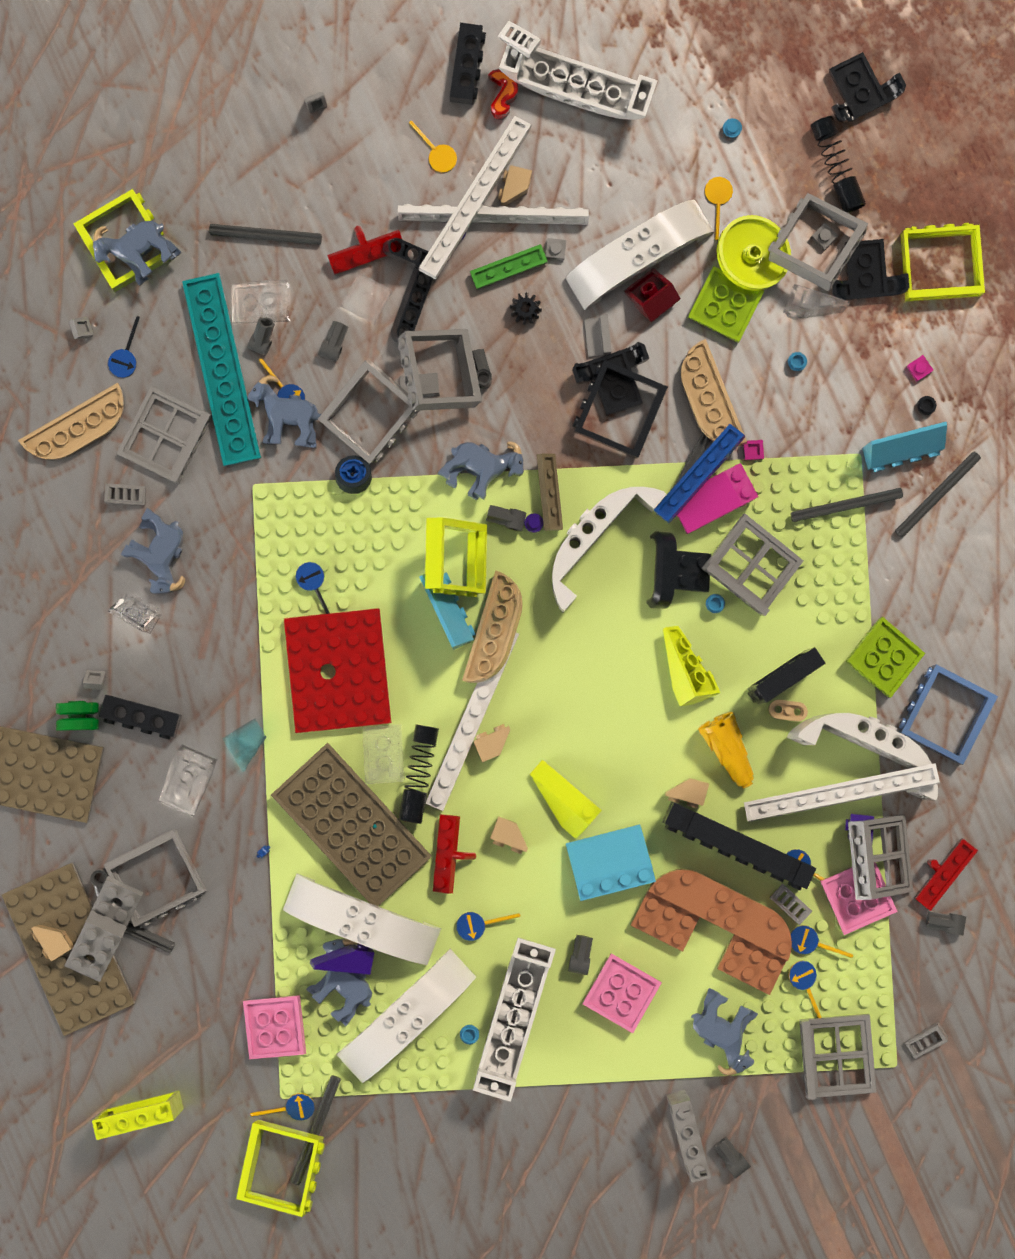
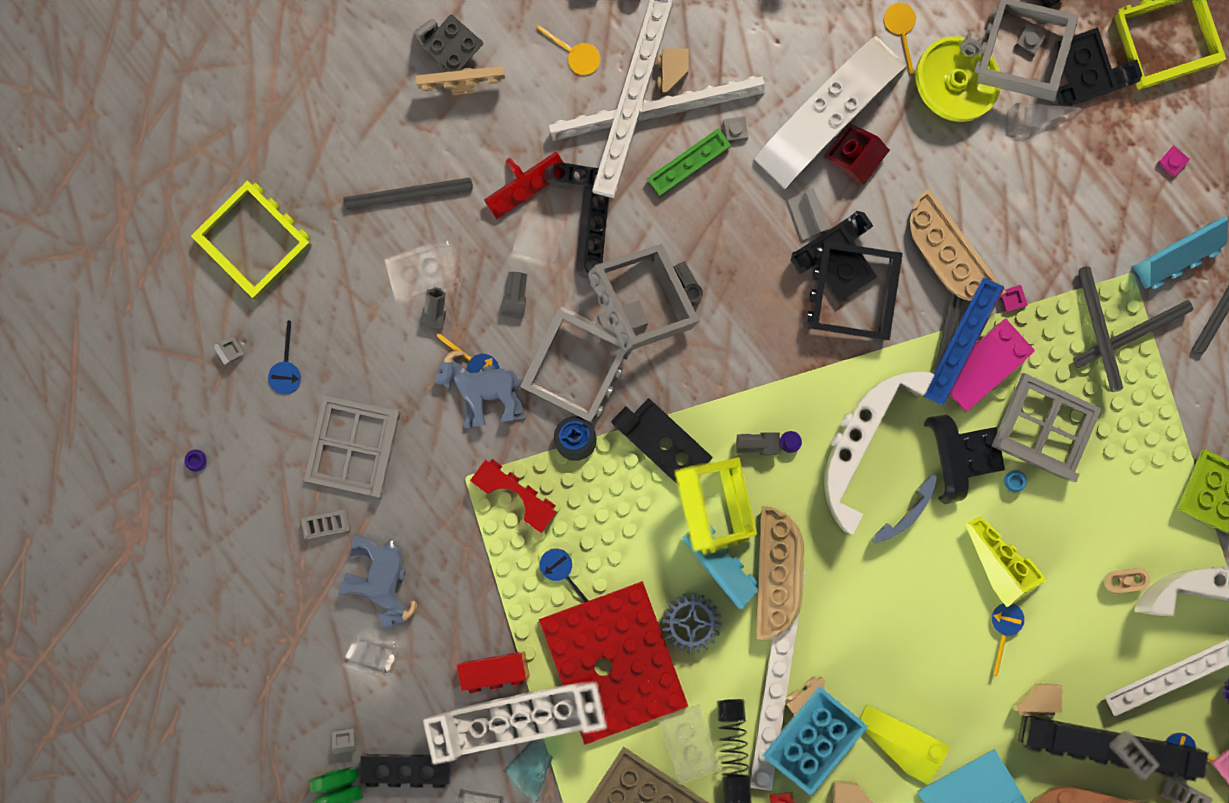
camera: 15 degrees left, 0 degrees up
(30, 413) = (195, 460): none -> dark purple plate
(77, 427) = (252, 461): tan plate -> none
(133, 246) = (266, 244): sand blue animal -> none
(221, 369) = (397, 357): teal plate -> none
(234, 653) = (493, 672): none -> red brick
(239, 696) = (514, 720): none -> white slope
(273, 490) = (491, 478): none -> red arch
(333, 149) = (460, 81): none -> tan plate
(334, 118) = (452, 44): none -> dark grey bracket
(395, 648) = (690, 637): none -> sand blue gear
(417, 481) = (648, 427): none -> black hinge
(483, 464) = (716, 391): sand blue animal -> none
(488, 775) = (815, 740): none -> medium azure slope
(533, 310) = (711, 202): black gear -> none
(549, 492) = (799, 403): dark tan plate -> none
(596, 618) = (925, 490): none -> sand blue slope
(678, 720) = (1006, 622): none -> blue piece
(724, 306) = (940, 145): lime plate -> none
(725, 740) = (1068, 633): yellow cone -> none
(745, 839) = (1124, 744): none -> light grey slope
(771, 228) = (970, 46): none -> light grey plate
(785, 676) = (1119, 545): black window -> none
(797, 361) = (1036, 187): dark azure plate -> none
(819, 493) = (1100, 329): none -> dark grey axle
(926, 405) = (1192, 200): black plate -> none

